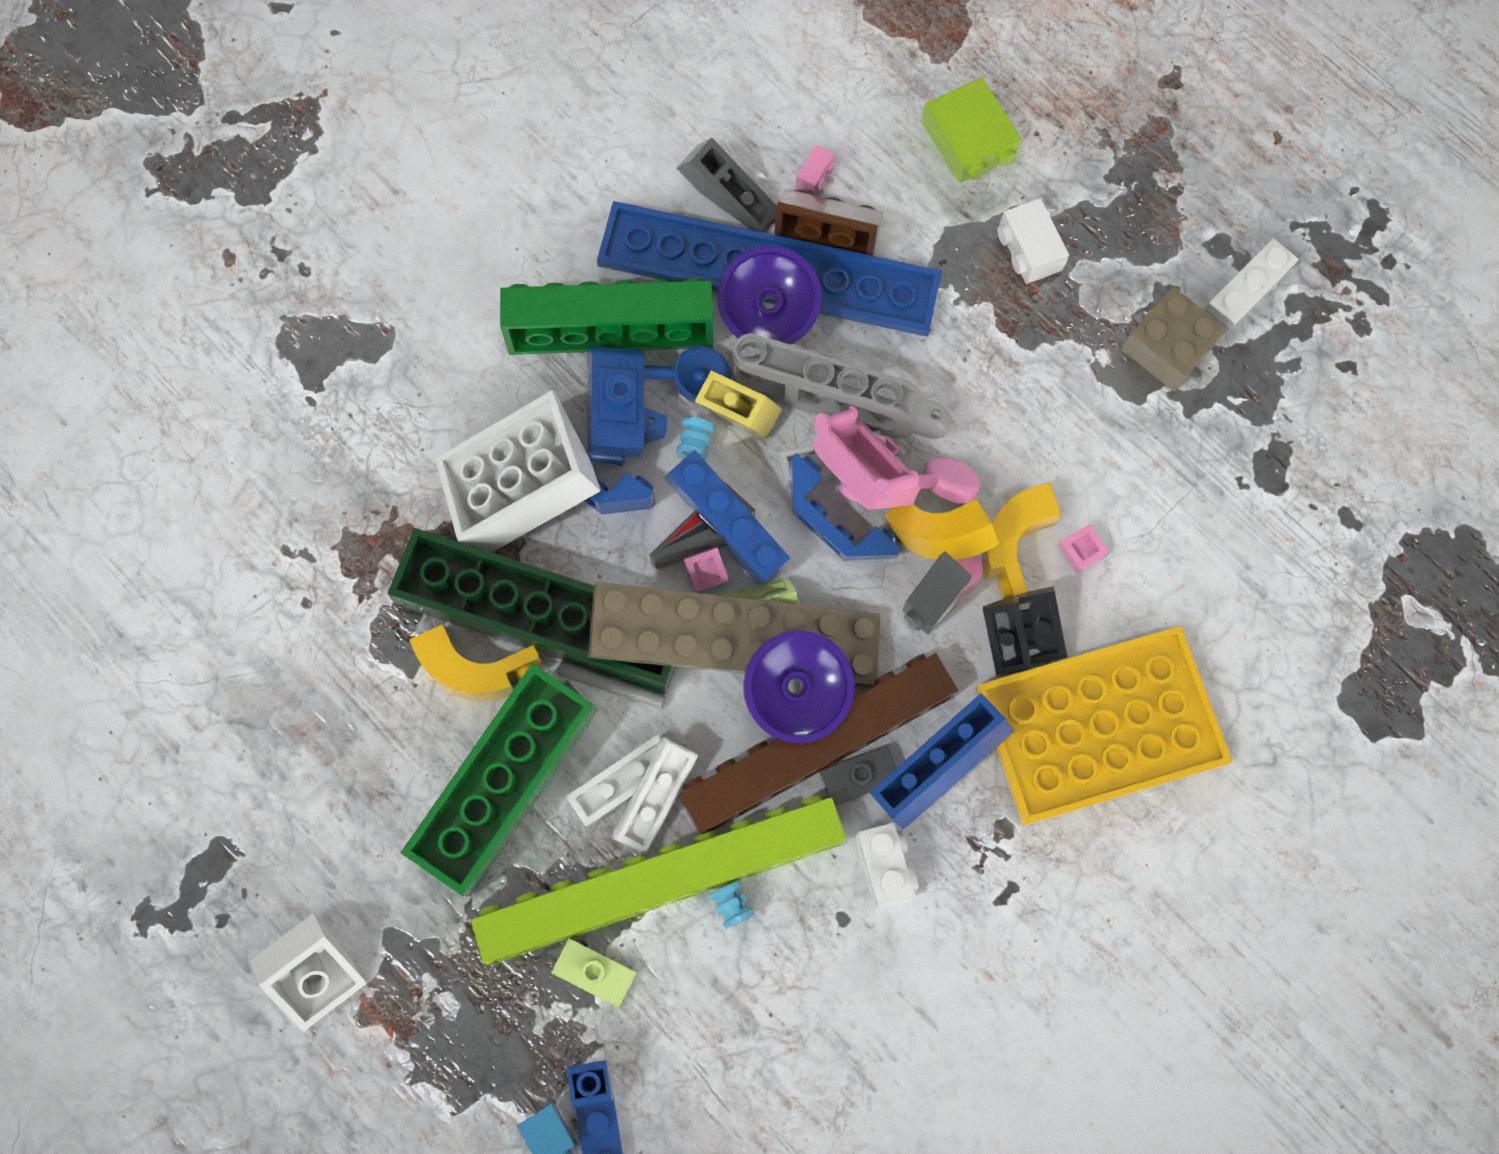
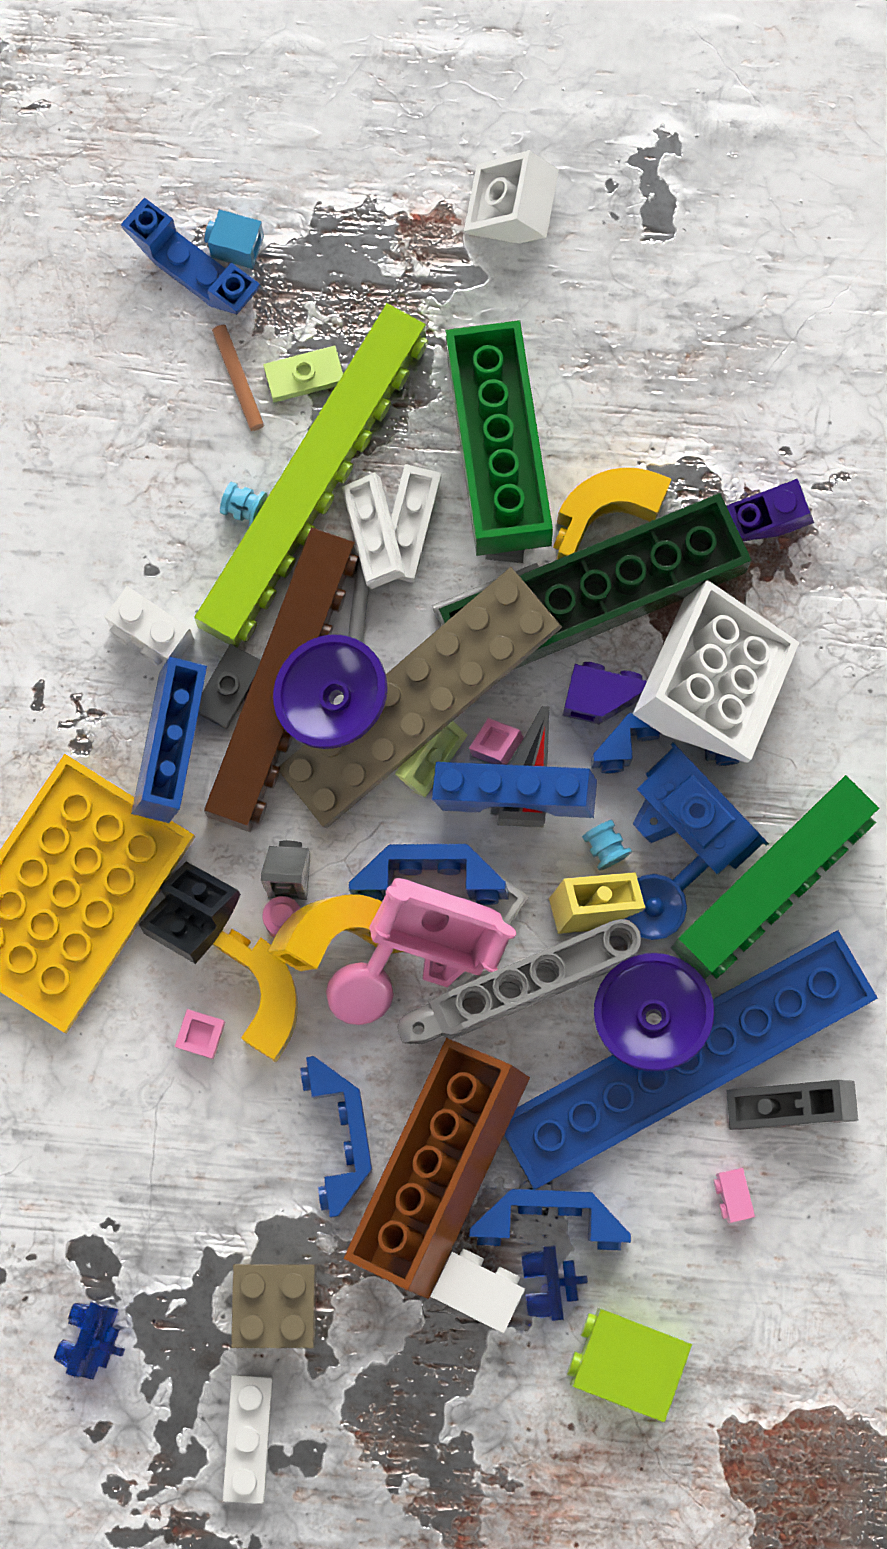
camera: 140 degrees right, 5 degrees up
(362, 558) = (771, 512): none -> dark purple slope
(604, 537) = (600, 694): none -> dark purple slope
(646, 1017) = (238, 377): none -> nougat bar
(720, 747) = (359, 605): none -> light grey bar
(827, 221) = (675, 1147): reddish brown slope -> none
(974, 224) = (550, 1302): none -> clear blue hips
(984, 275) = (601, 1222): none -> blue slope
(998, 326) = (437, 1168): none -> dark orange brick
(1061, 373) = (326, 1083): none -> blue slope
(1327, 412) = (94, 1342): none -> clear blue hips

